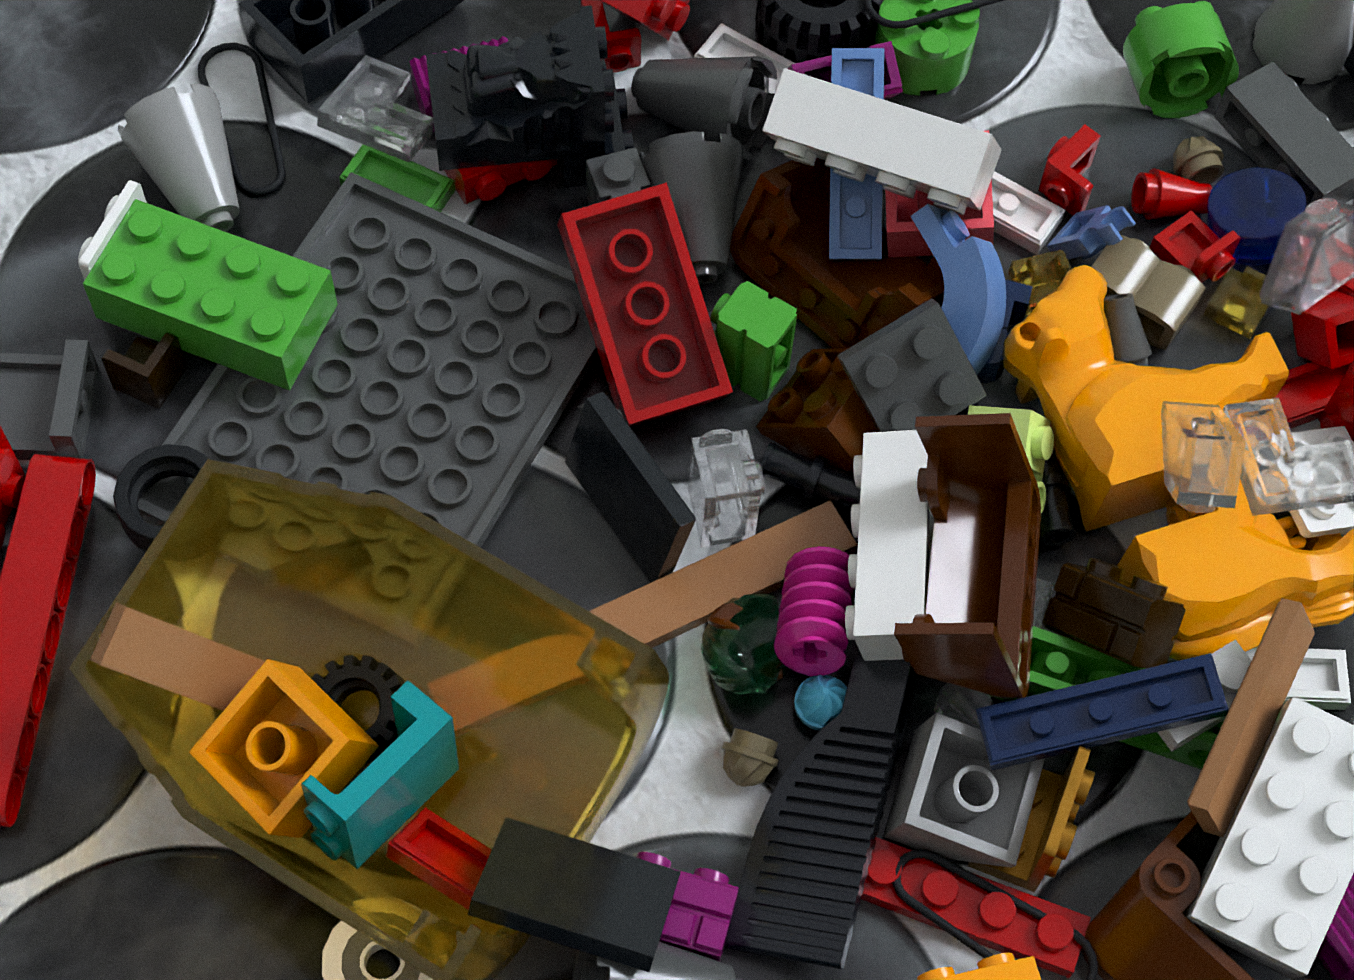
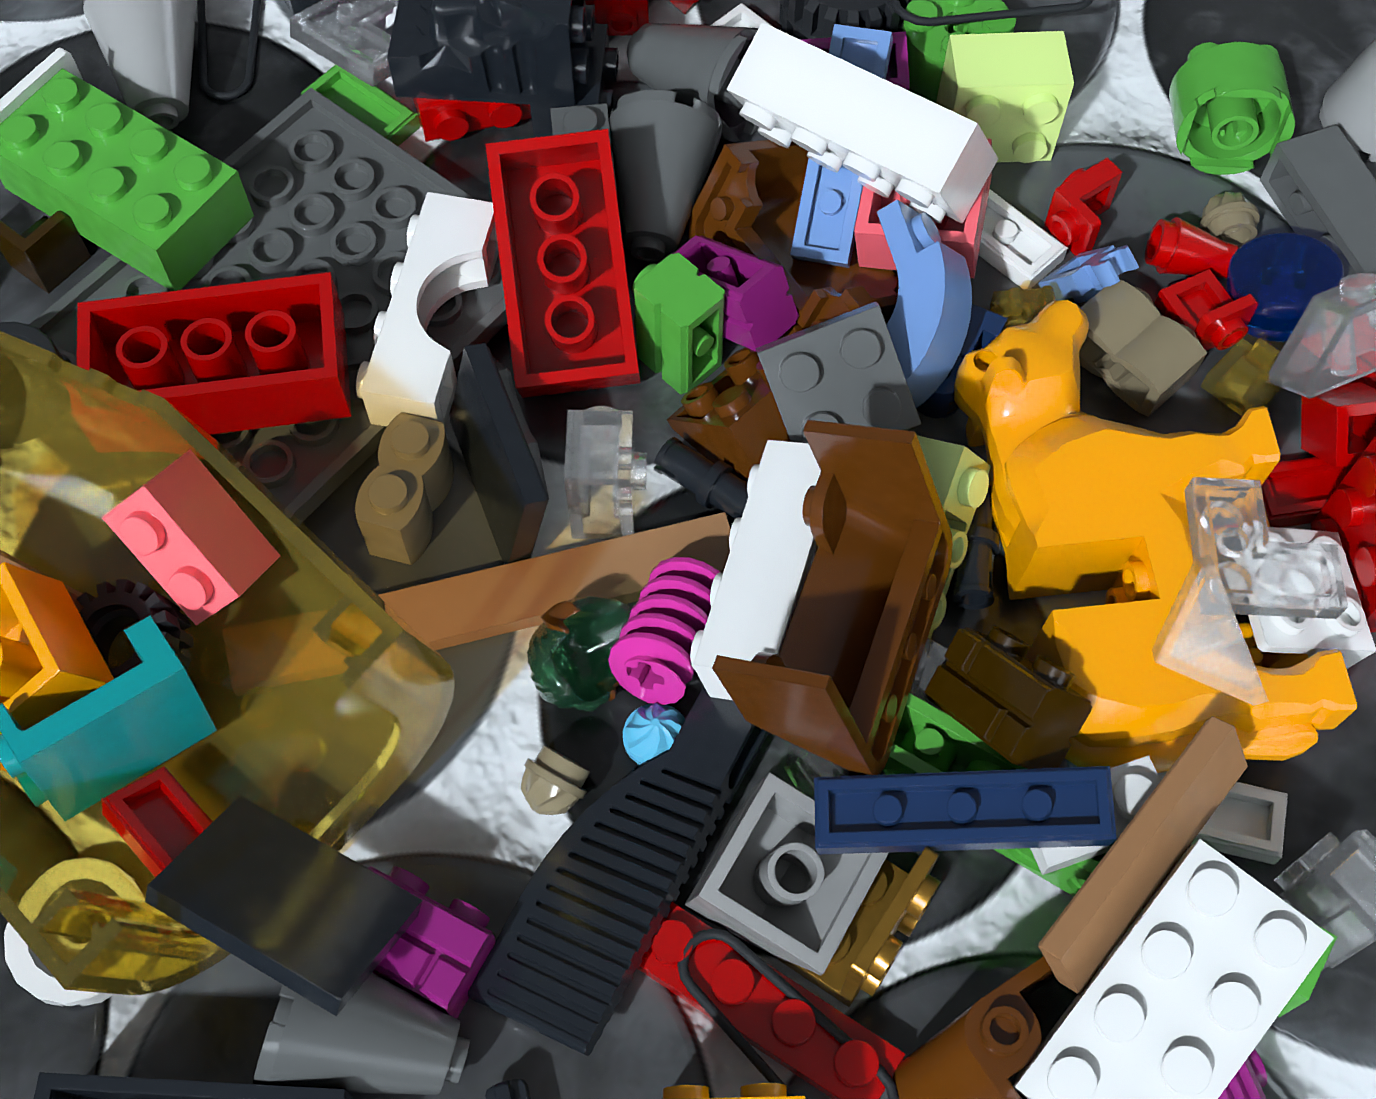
camera: 15 degrees right, 0 degrees up
(379, 434) = (227, 351): none -> red brick
(406, 612) = (192, 537): none -> coral slope
(533, 424) = (447, 254): none -> white arch
(552, 527) = (405, 488): none -> dark tan brick
(819, 299) = (755, 291): none -> magenta brick
(985, 78) = (1011, 88): none -> yellowish green brick
(1126, 330) = (1102, 382): dark grey cone -> none
(1201, 456) = (1149, 531): clear slope -> none
(1262, 535) = (1205, 637): none -> clear slope

